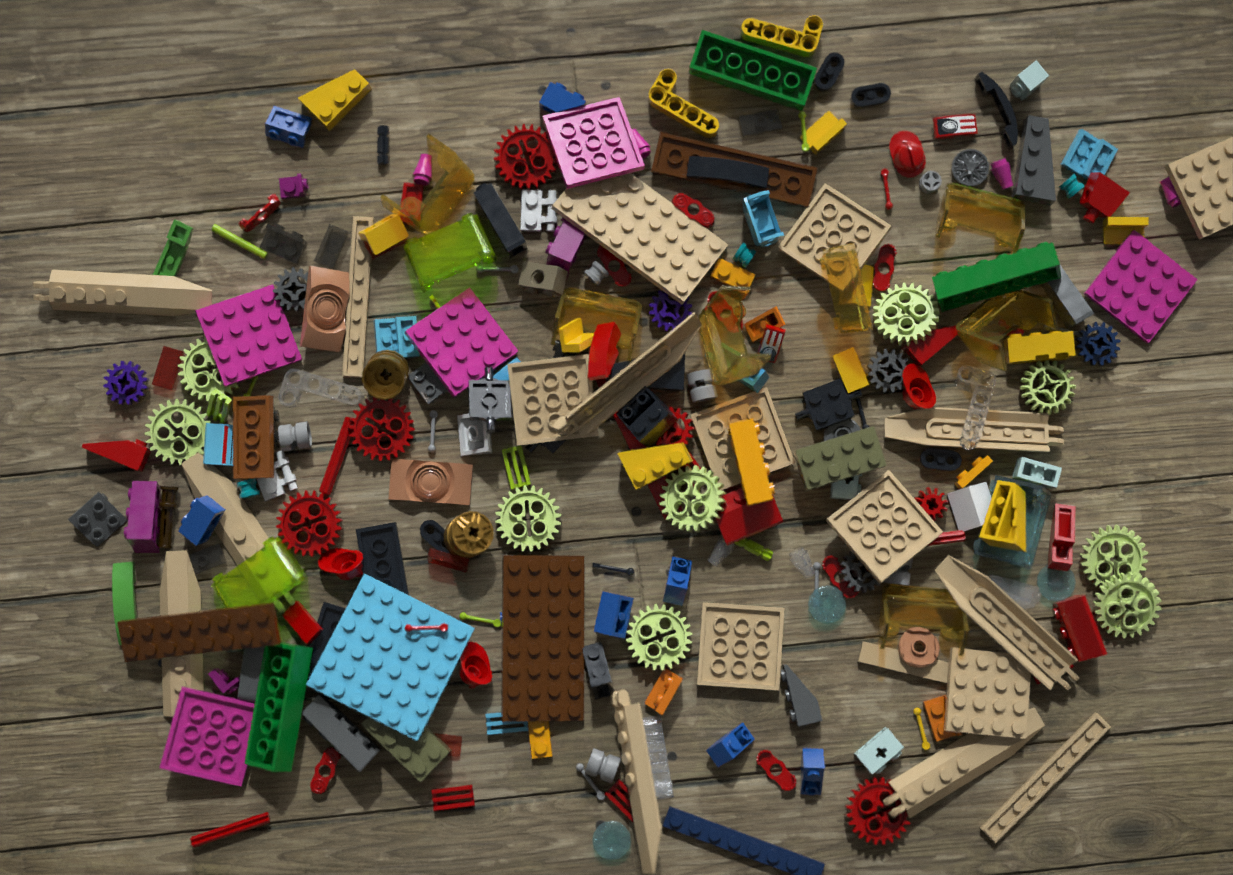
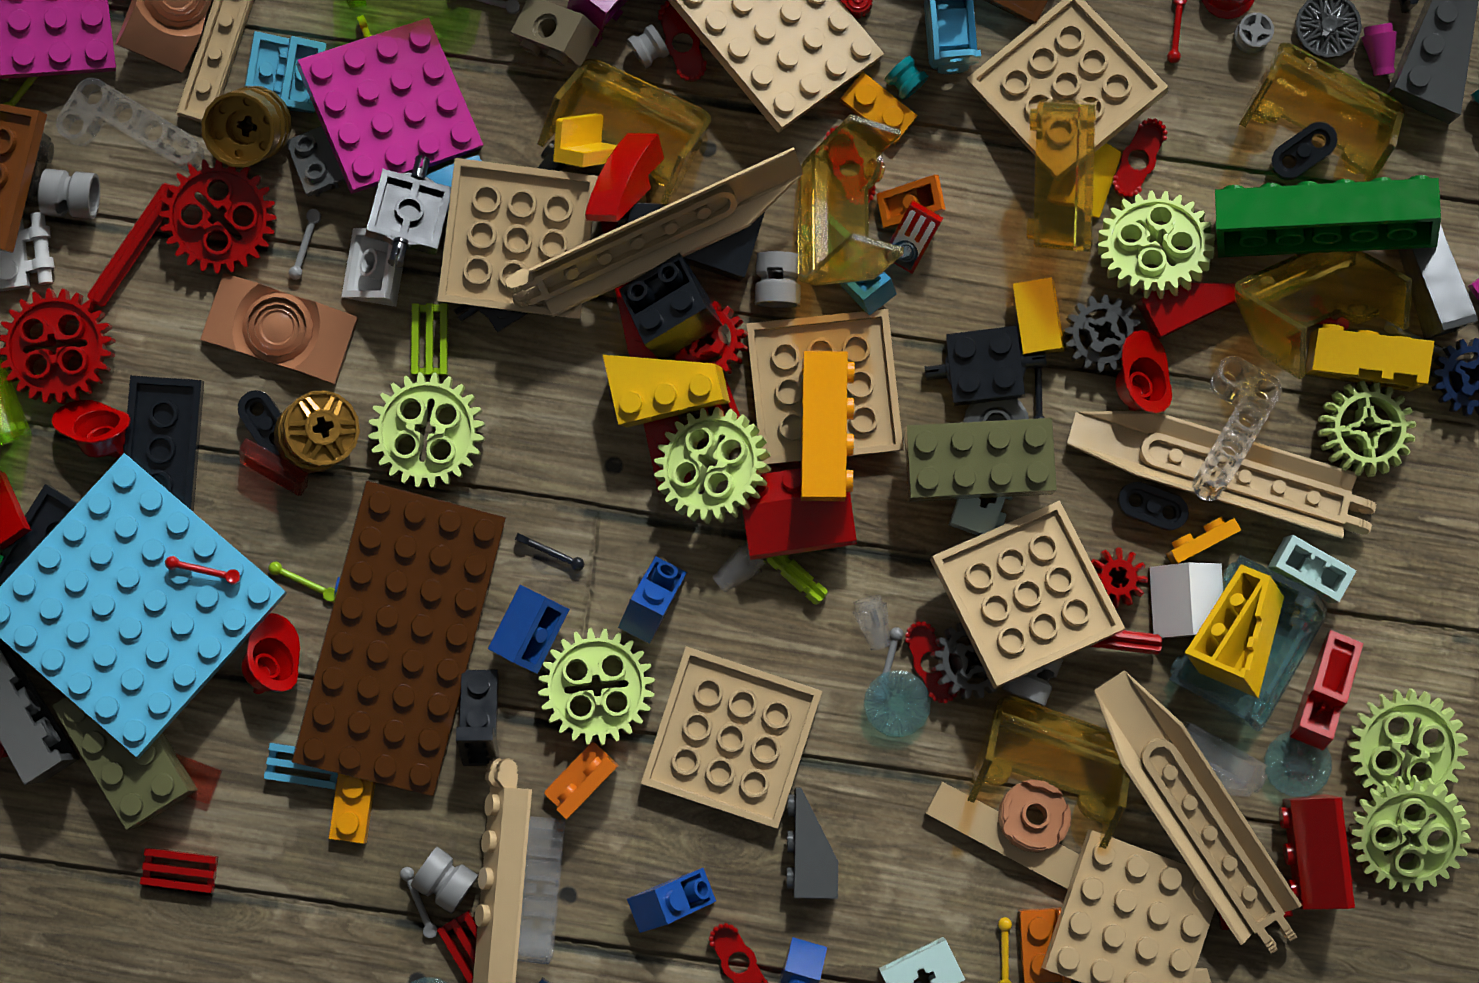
camera: 15 degrees right, 0 degrees up
(659, 317) = (743, 142): dark purple gear -> none
(975, 242) = (1303, 151): none -> black plate

